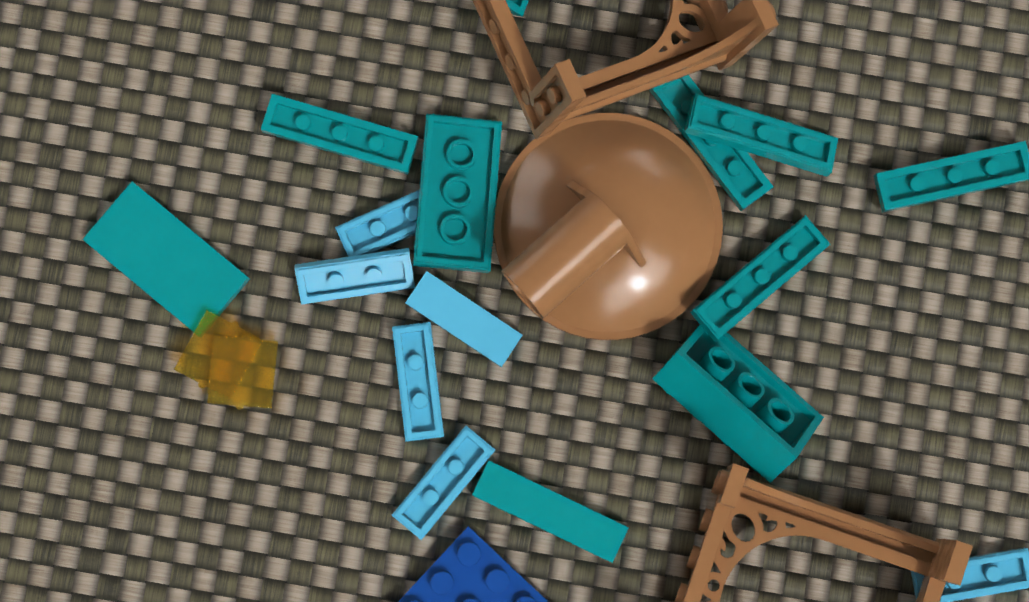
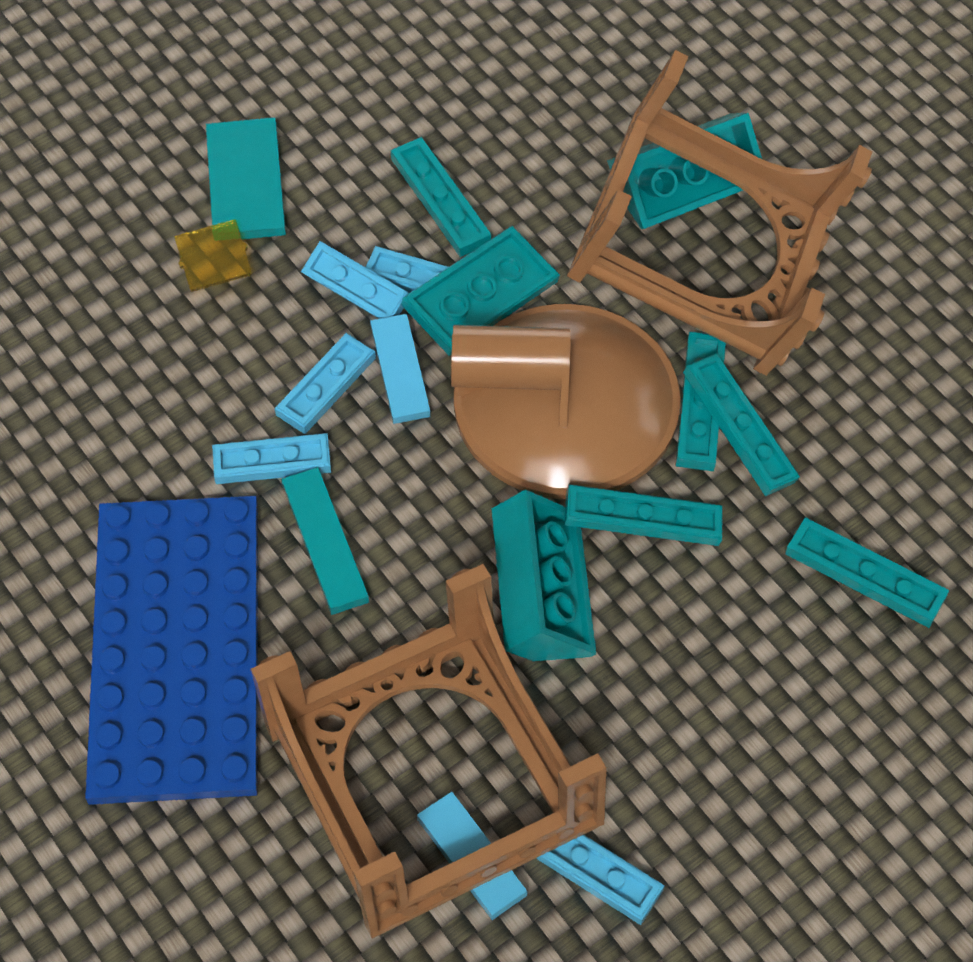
camera: 40 degrees right, 25 degrees down
(242, 371) = (216, 277): clear yellow piece -> none

